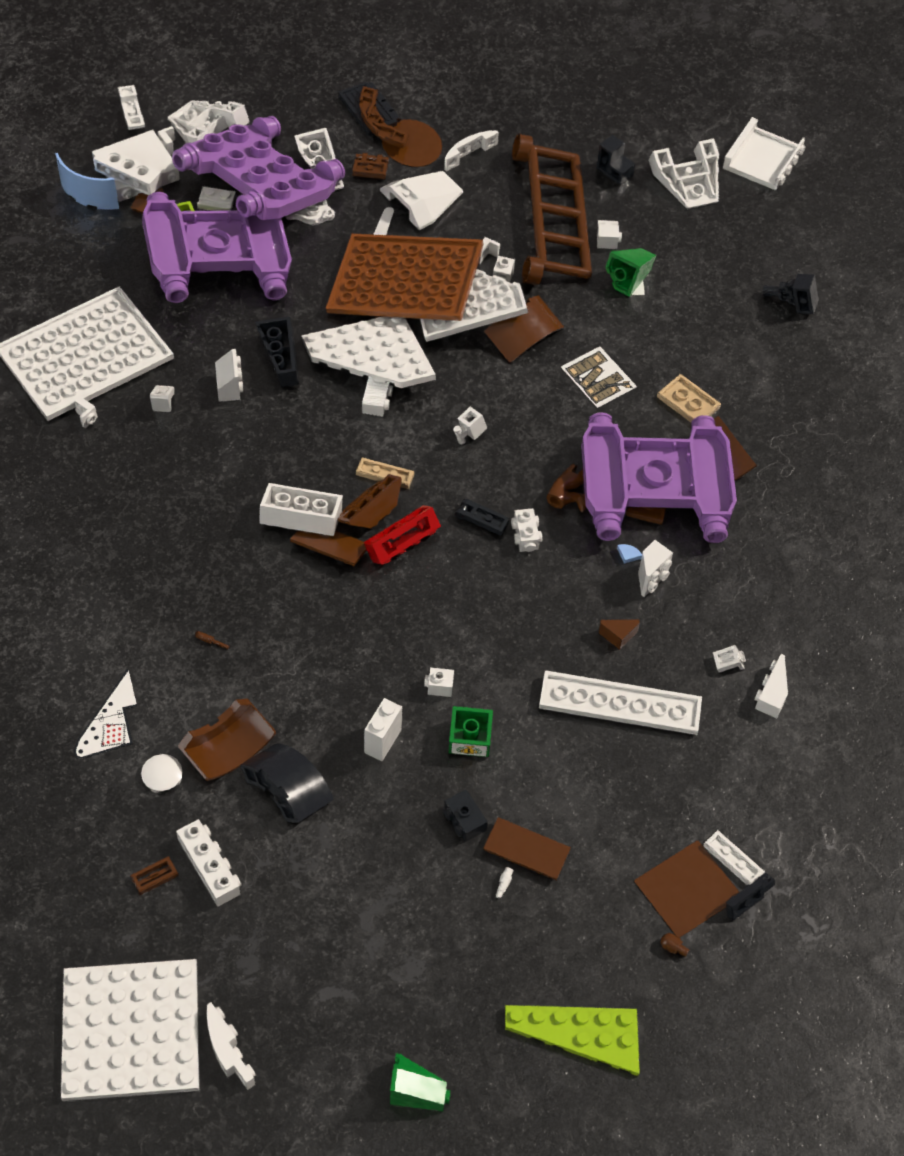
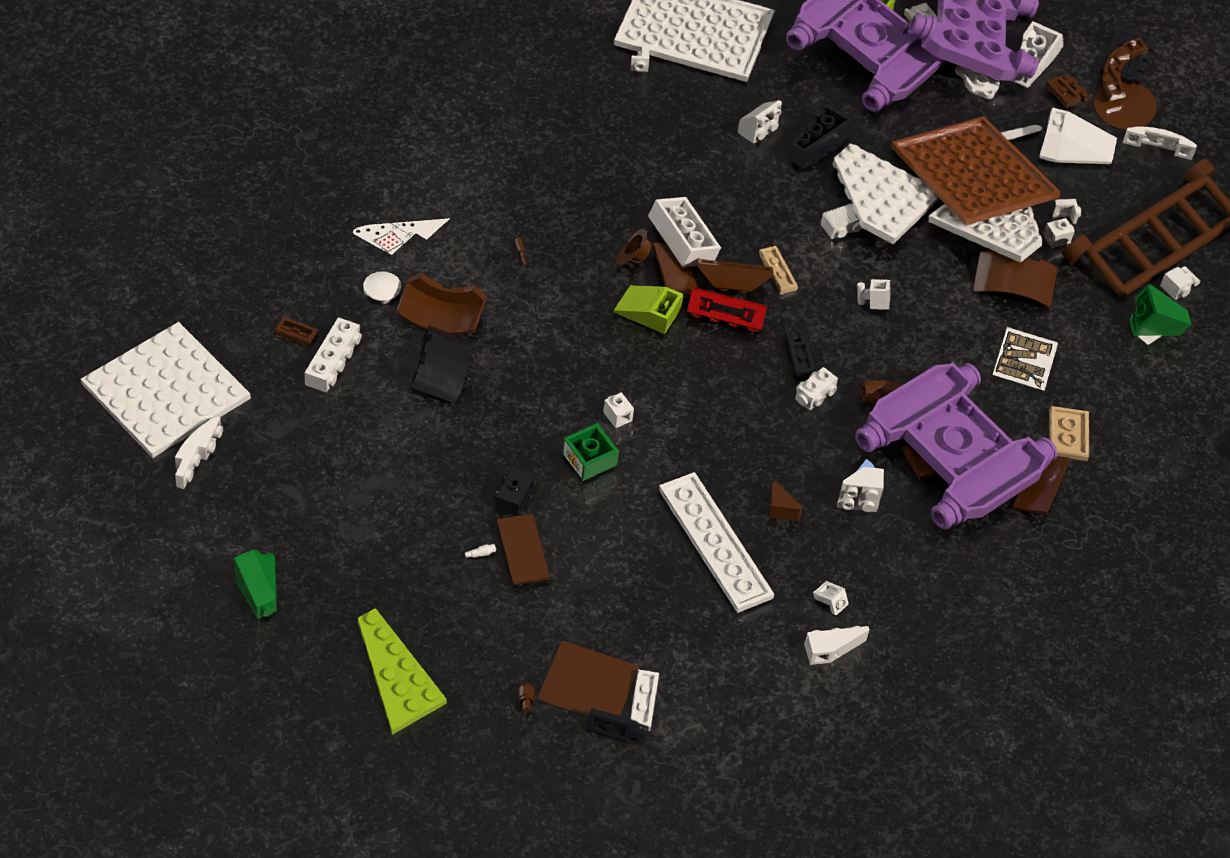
camera: 50 degrees right, 5 degrees down
(161, 398) = (700, 92): white slope -> none
(284, 557) = (636, 249): none -> reddish brown piece
(353, 586) = (650, 306): none -> lime slope
(383, 729) = (536, 391): white brick -> none

